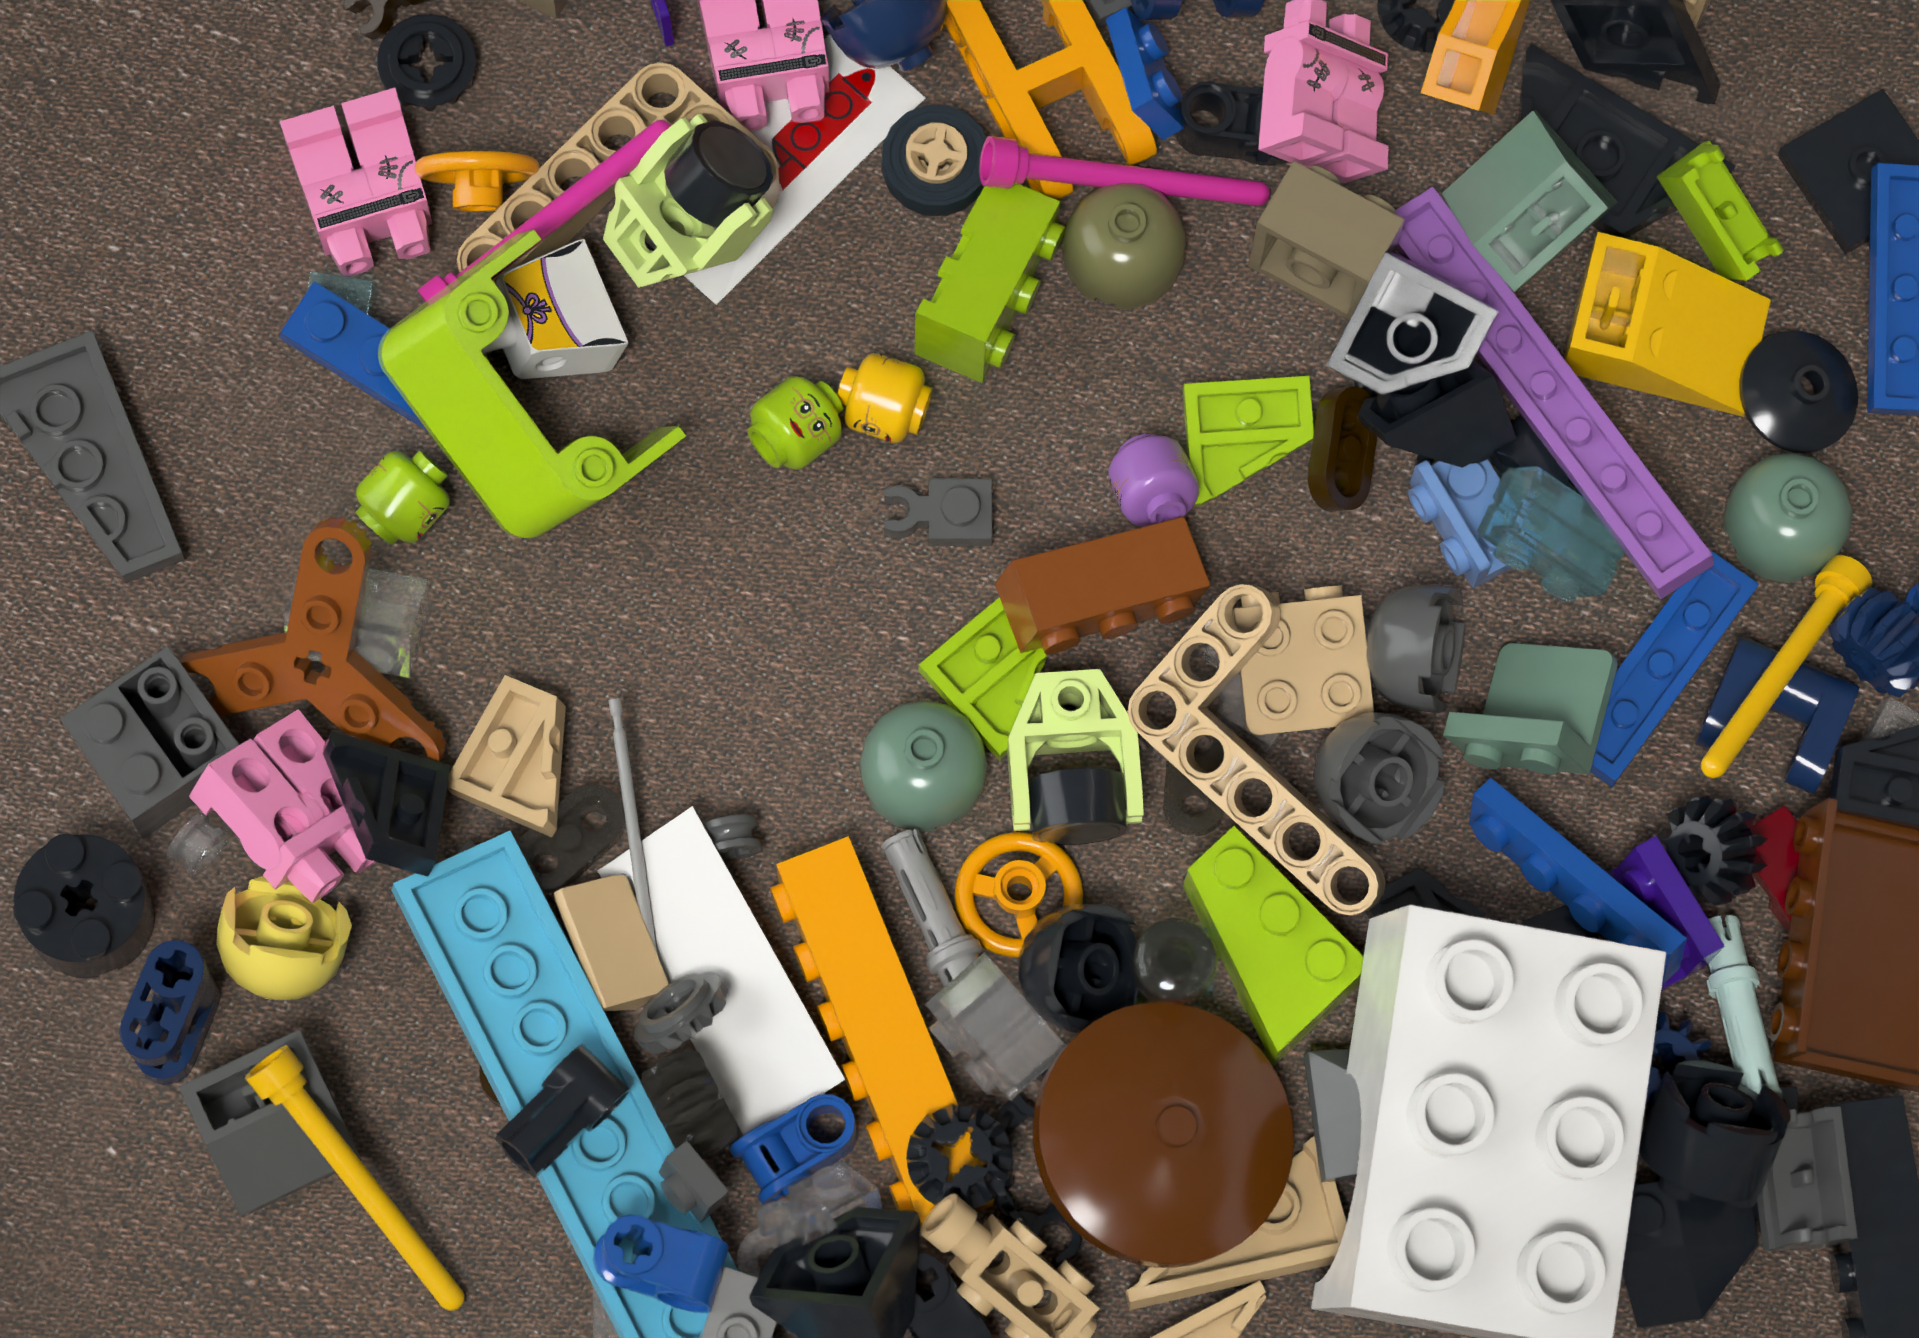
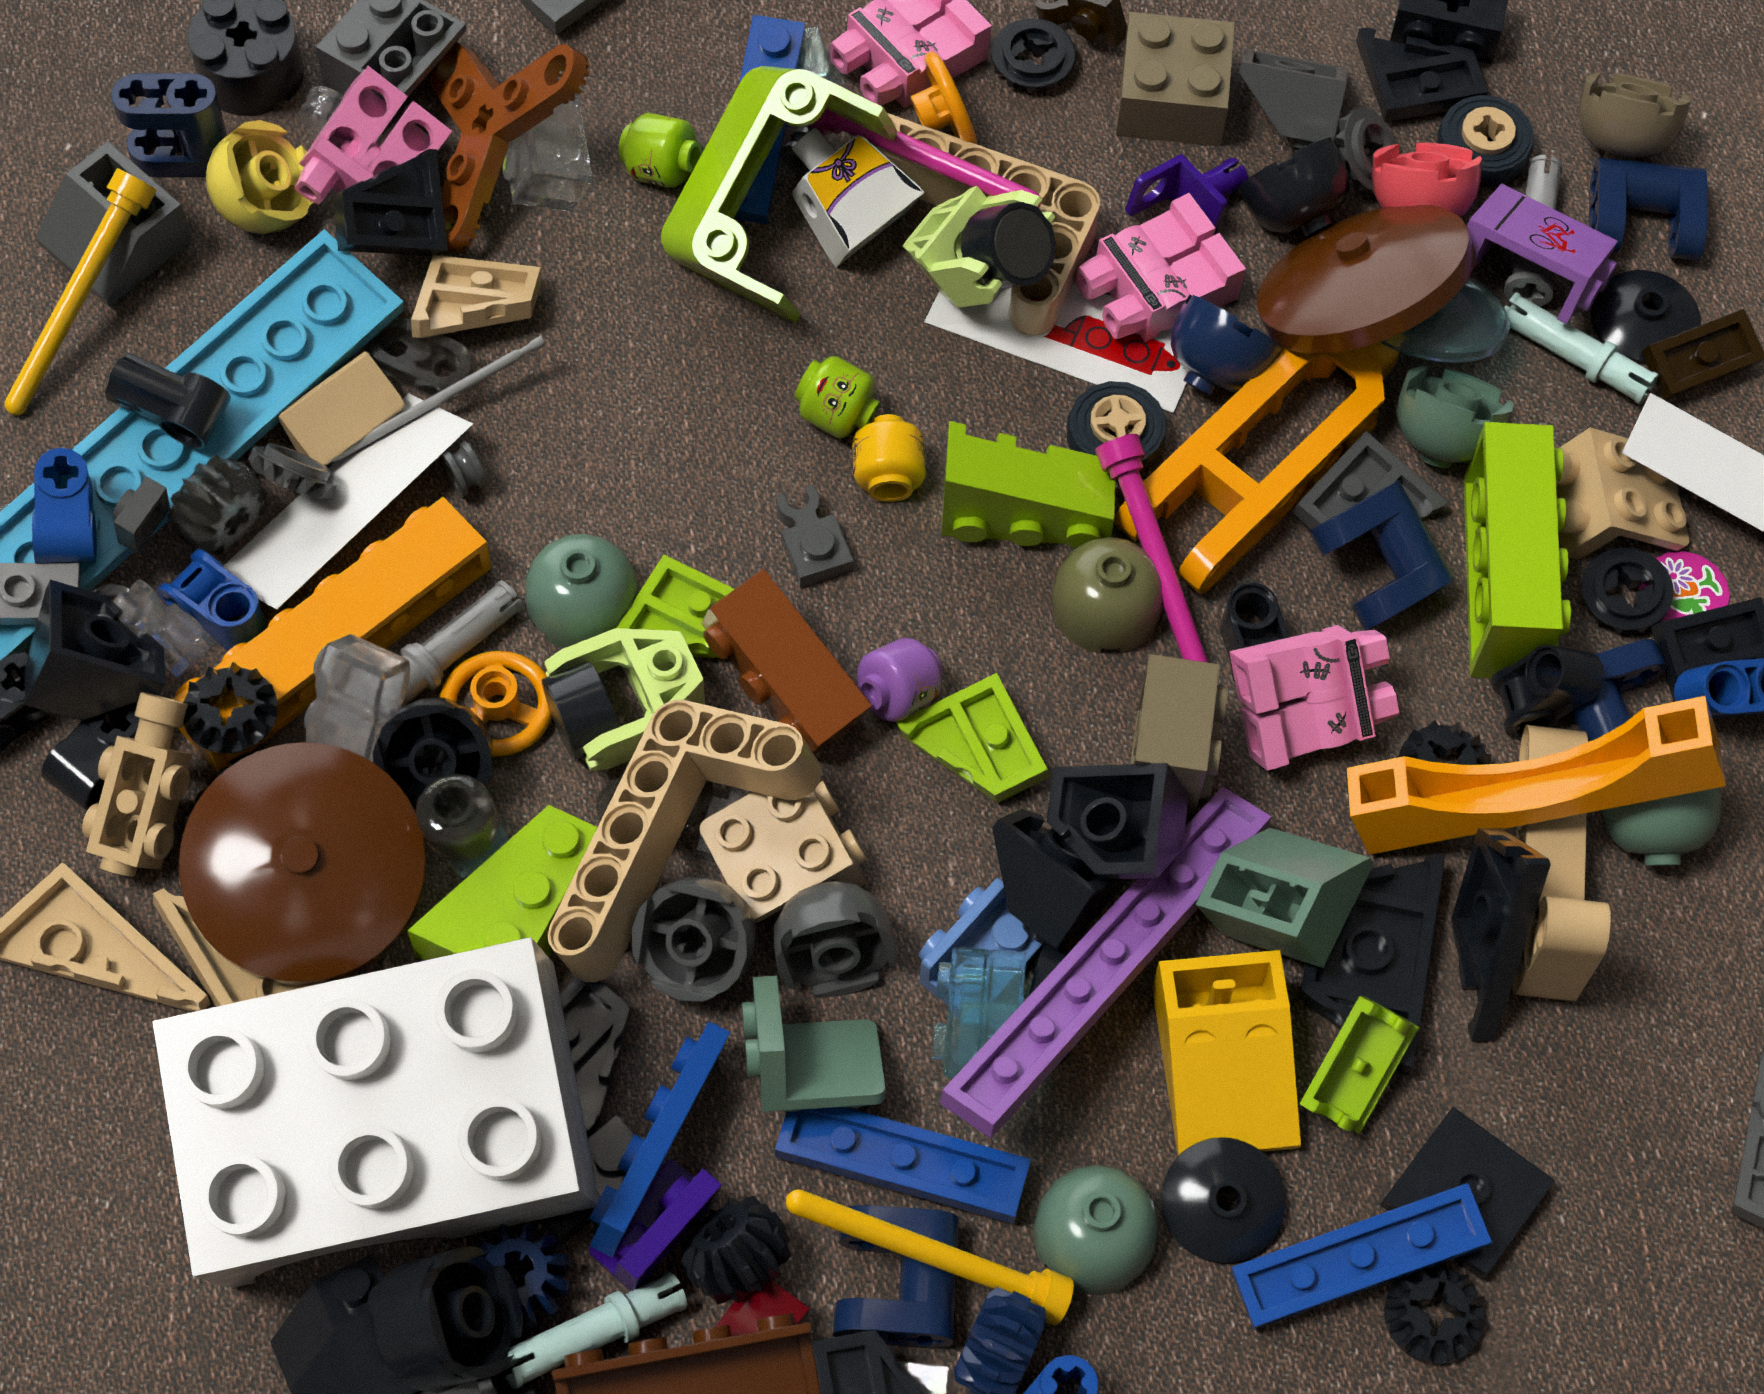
camera: 70 degrees right, 10 degrees down
(1148, 83) = (1262, 549): blue plate -> none
(1341, 451) = (985, 811): dark brown plate -> none

